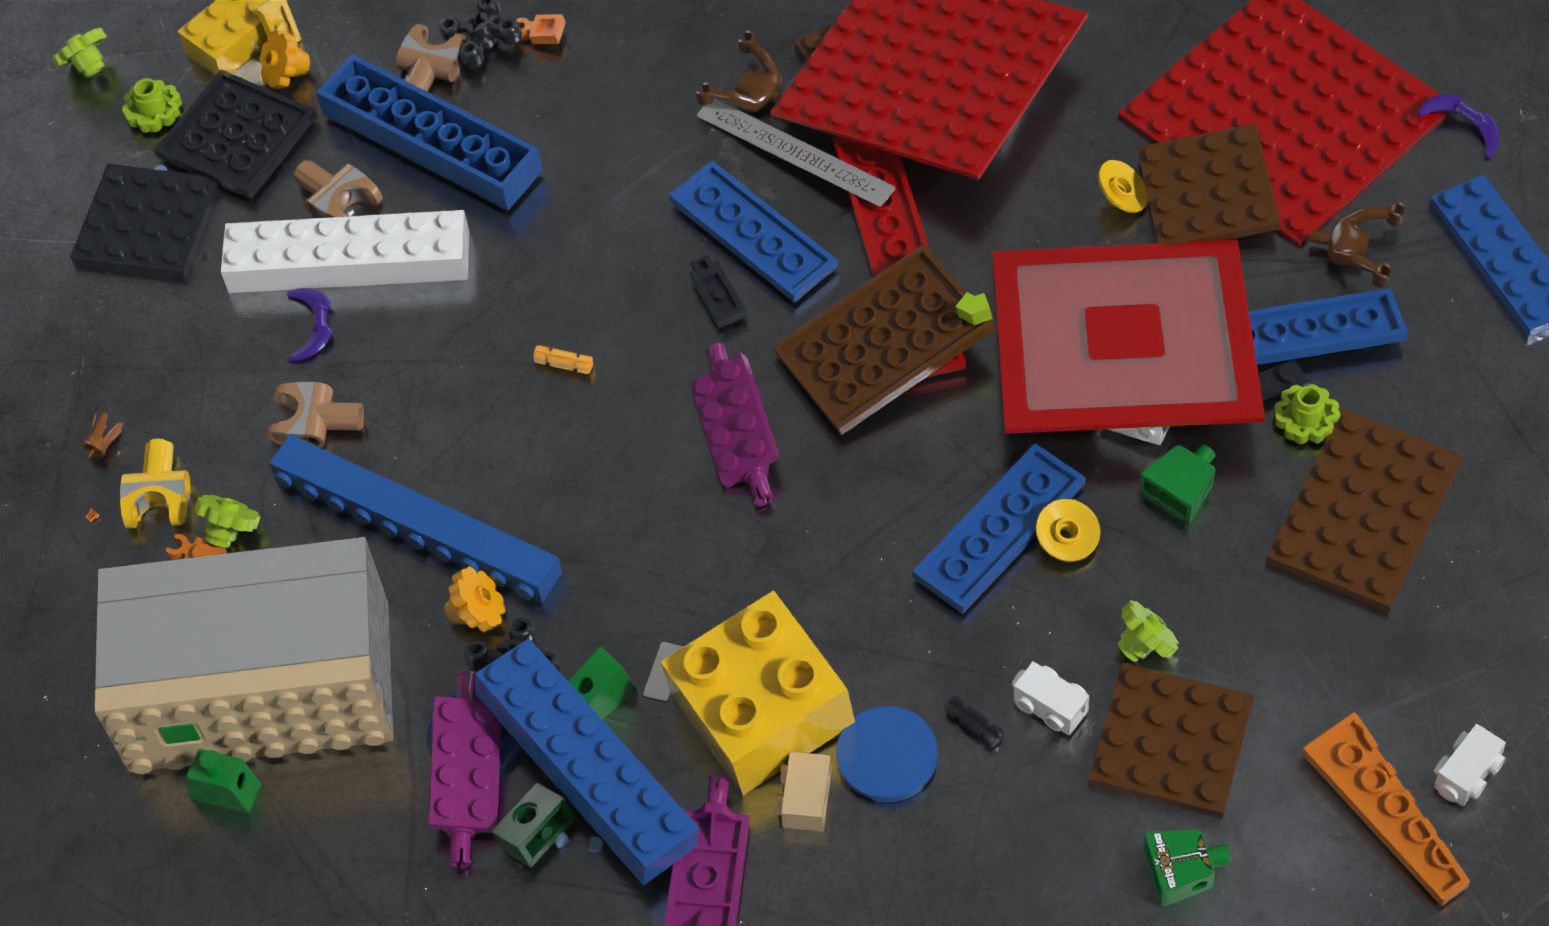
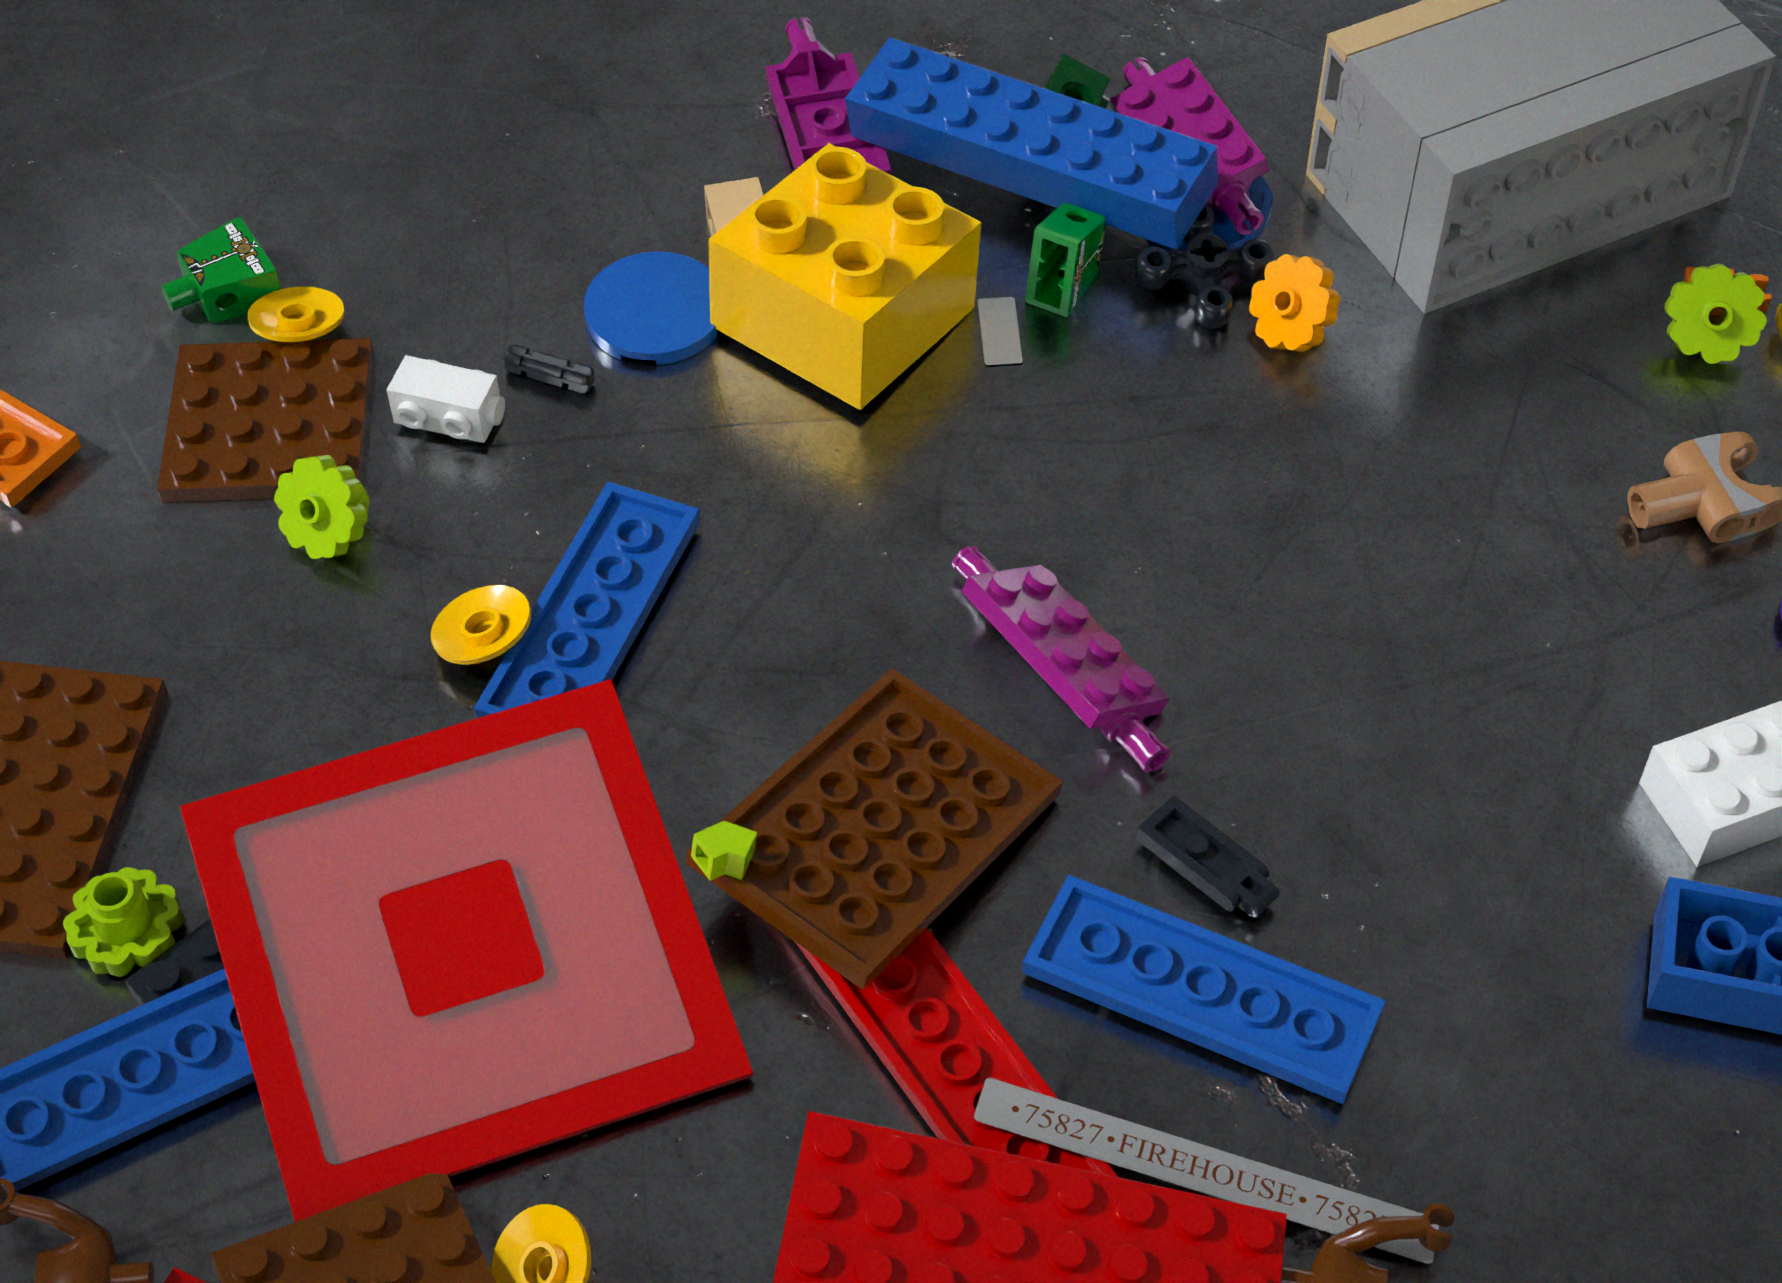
camera: 155 degrees right, 5 degrees down
(415, 518) = (1458, 396): blue brick -> none
(563, 359) = (1393, 683): light orange axle -> none
(1134, 790) = (296, 314): none -> yellow dish
(1180, 480) = (317, 731): green torso -> none

